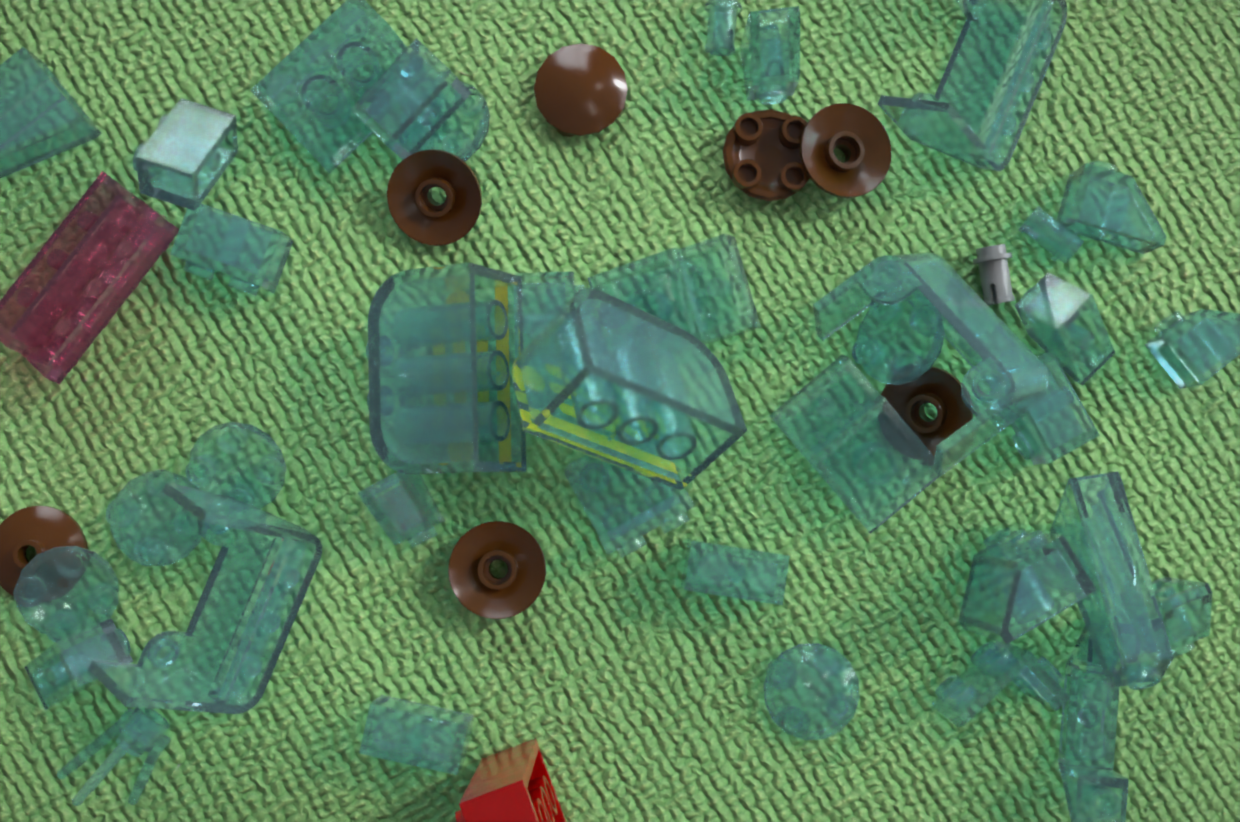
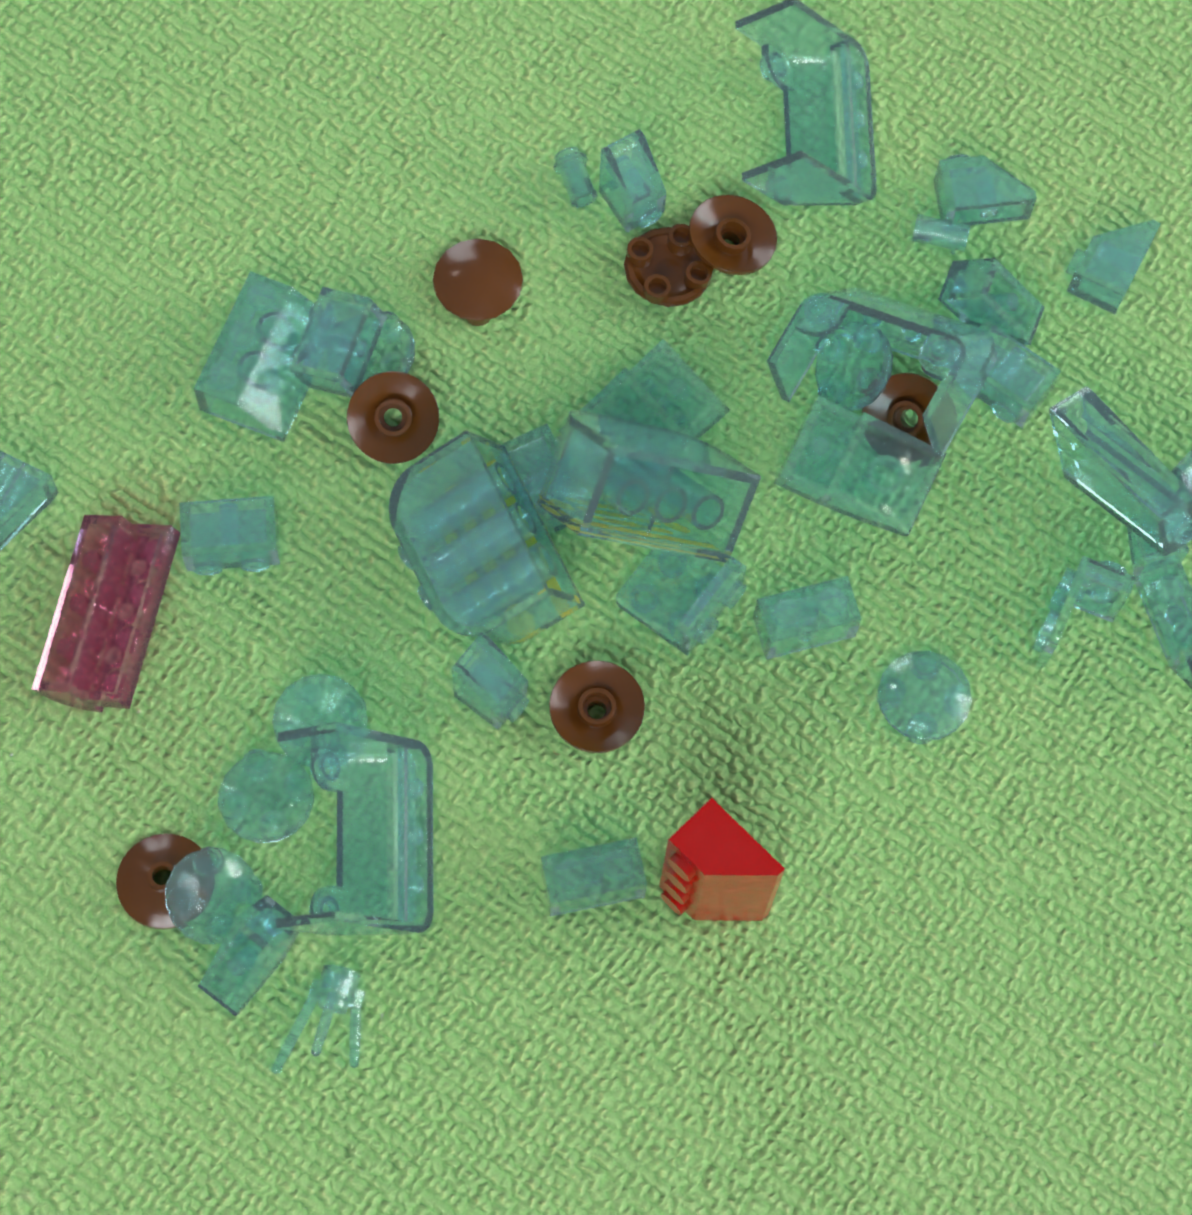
camera: 25 degrees left, 15 degrees down
(186, 154) = (157, 466): clear light blue brick -> none
(994, 274) = (908, 282): light grey pin -> none
(1021, 583) = (1050, 505): clear light blue slope -> none

